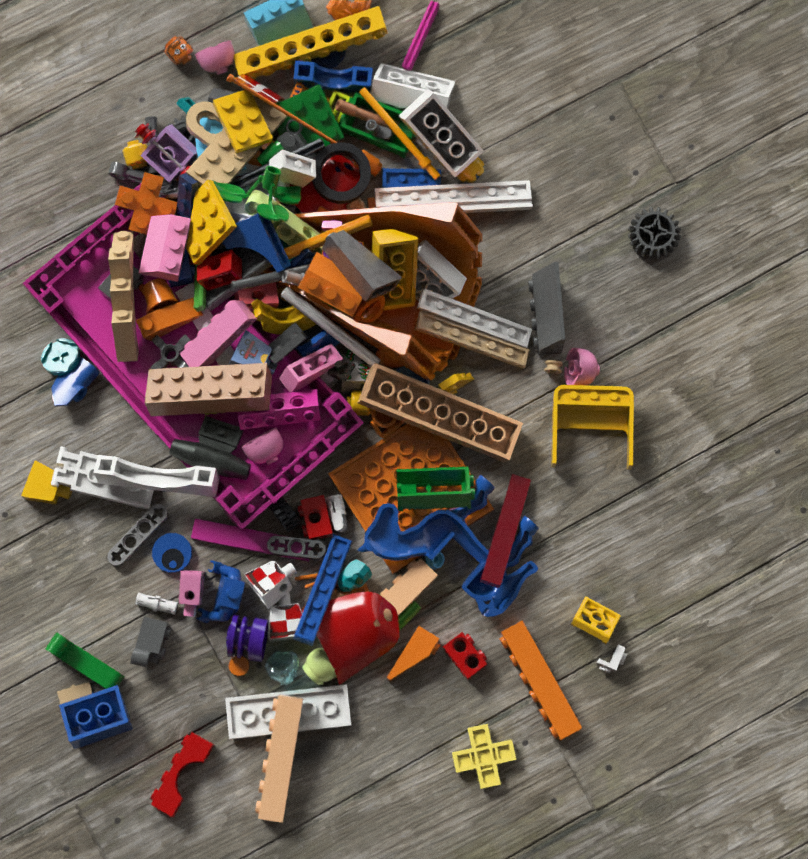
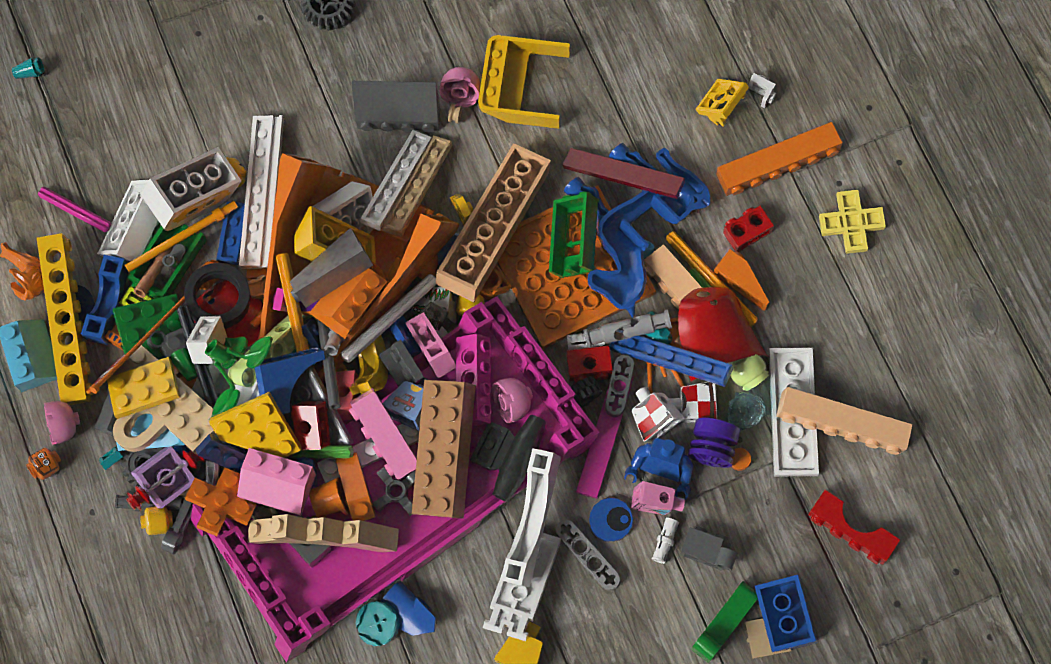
camera: 80 degrees left, 5 degrees down
(346, 544) = (632, 327): none -> light grey piece
(416, 621) = (698, 264): none -> light orange axle

